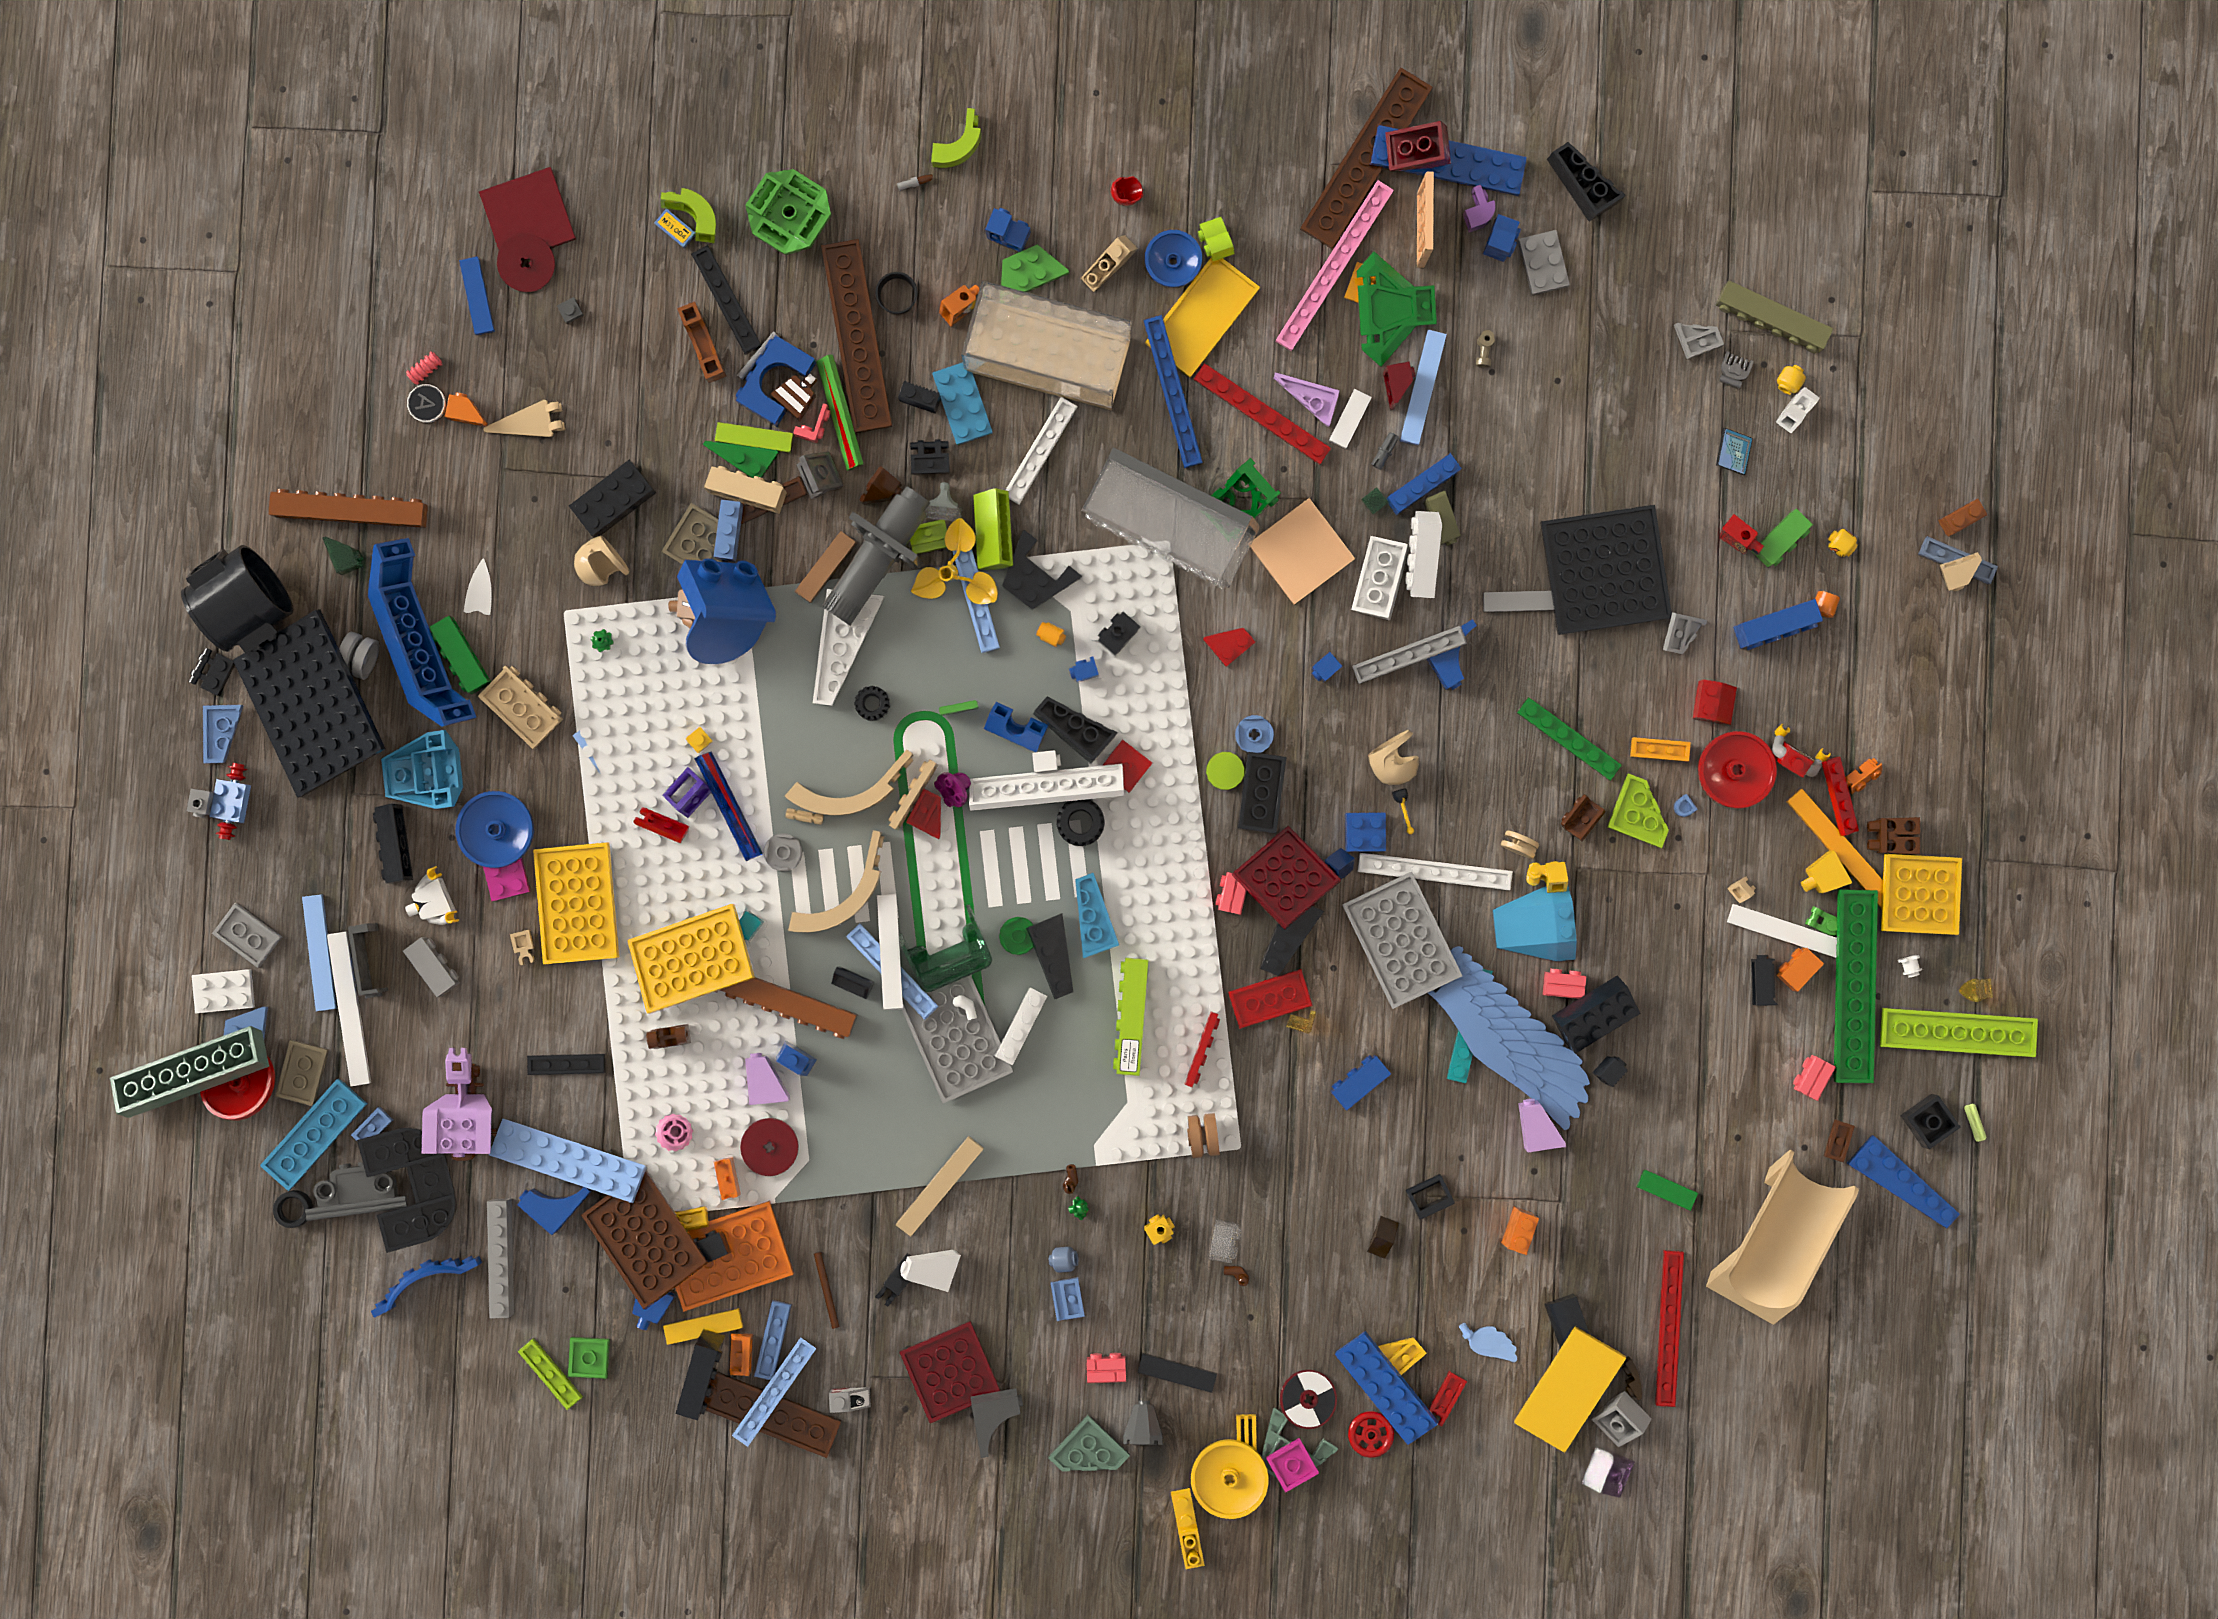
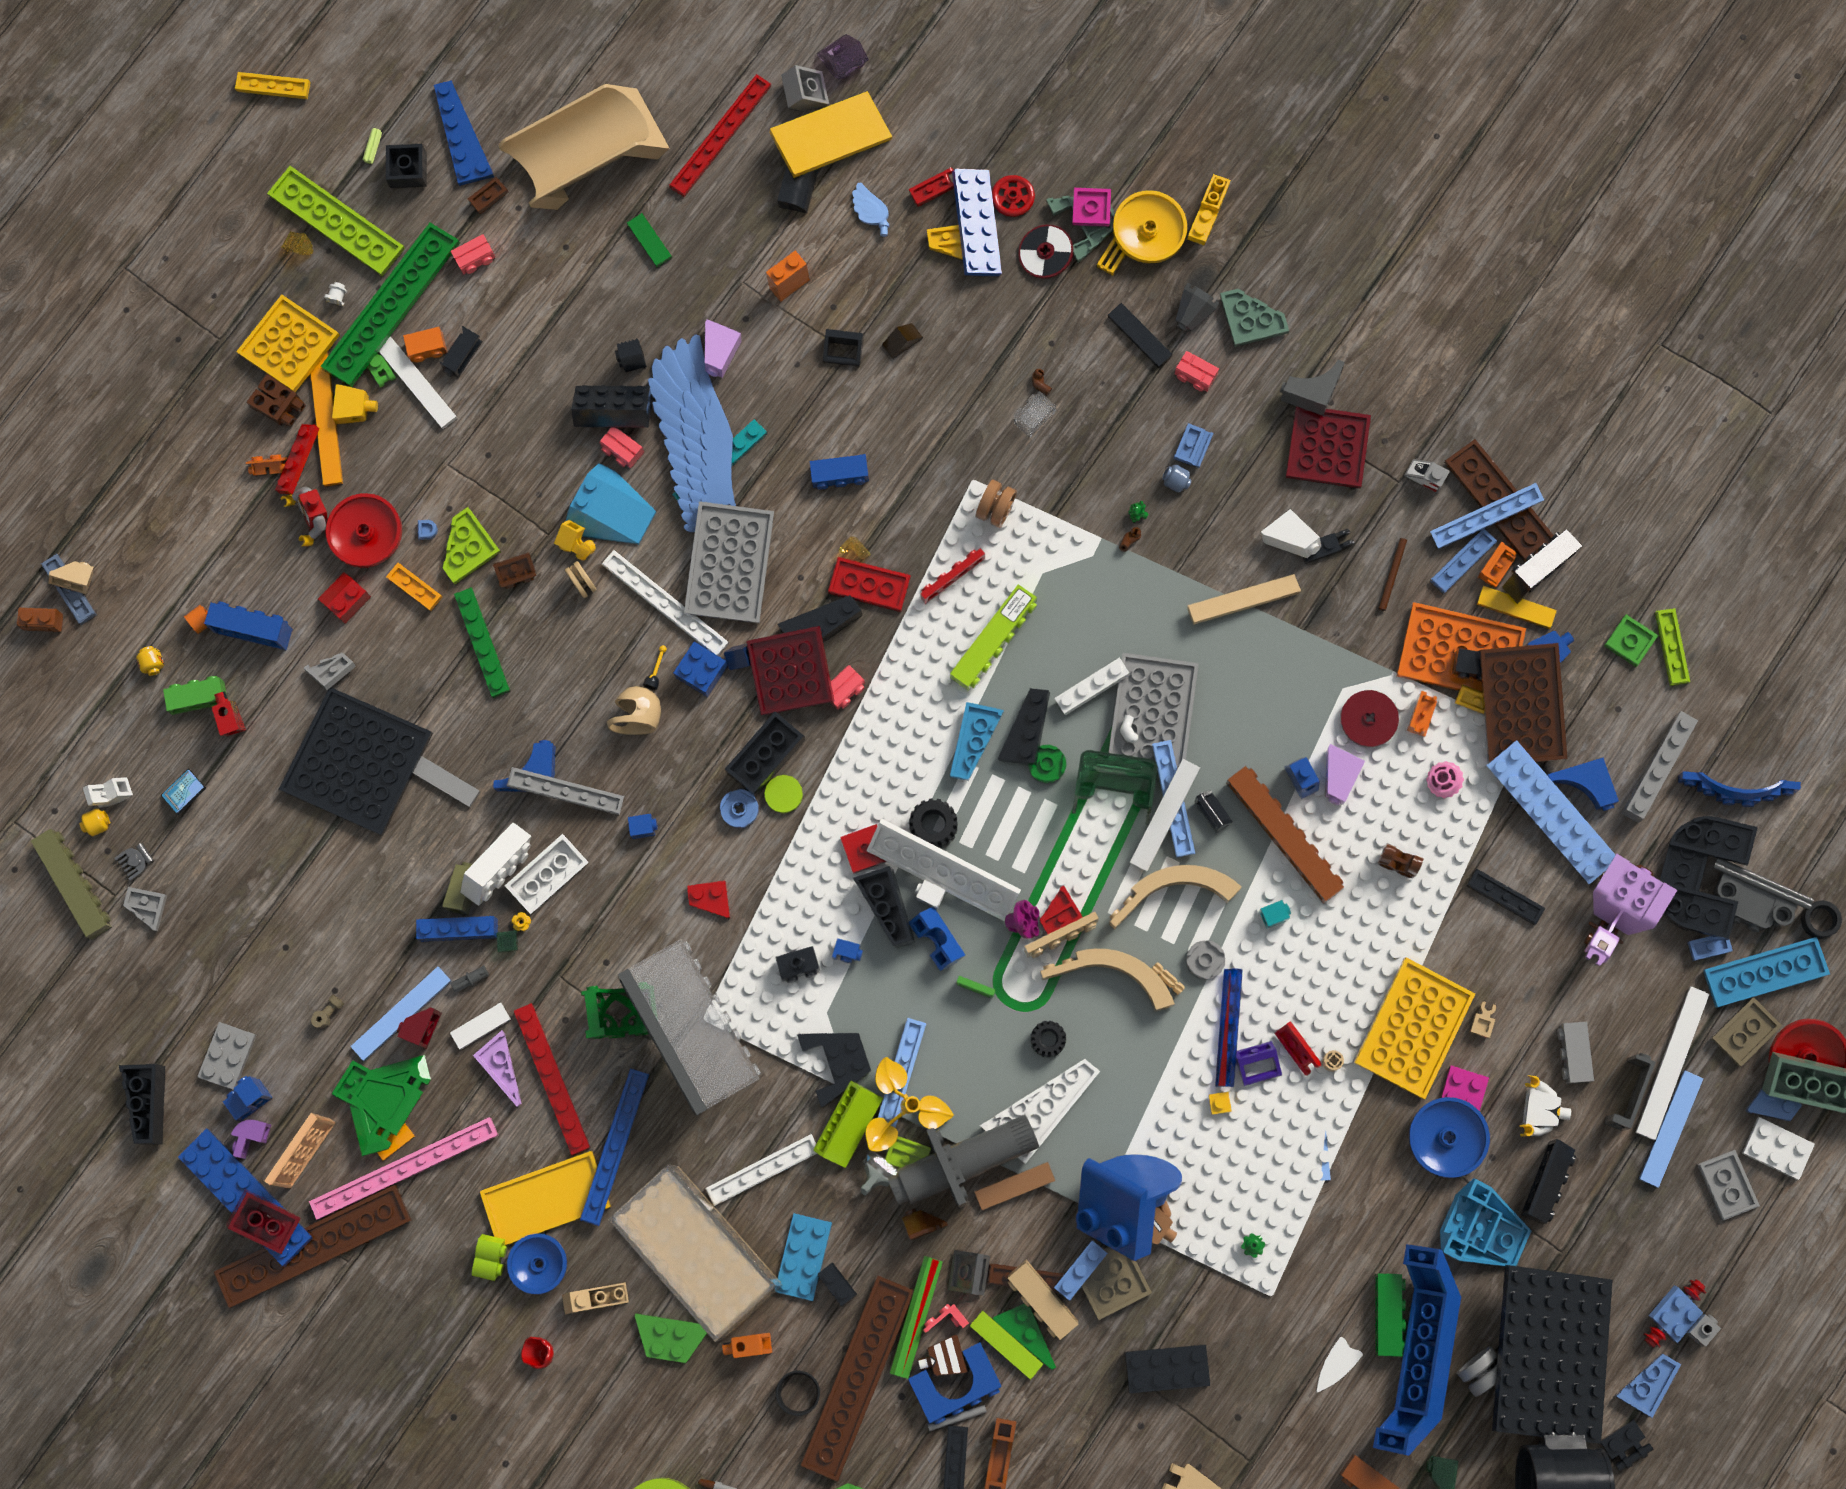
camera: 145 degrees left, 10 degrees down
(521, 706) = (1361, 1233): tan bracket -> none
(597, 561) = (1214, 1320): tan piece -> none
(628, 835) = (1330, 1063): none -> tan wheel
(691, 958) = (1341, 914): yellow plate -> none
(930, 463) = (866, 1220): black plate -> none
(1006, 231) = (664, 1383): blue brick -> none
(1051, 634) = (855, 1000): light orange brick -> none
(1159, 1236) = (1081, 454): yellow brick -> none
(1301, 551) = (596, 938): light nougat tile -> none
(1379, 524) = (526, 922): none -> yellow plate
(1634, 1384) = (775, 112): dark brown slope -> none
(1741, 890) = (428, 434): tan tile -> none
(2105, 1122) = (272, 85): none -> yellow plate

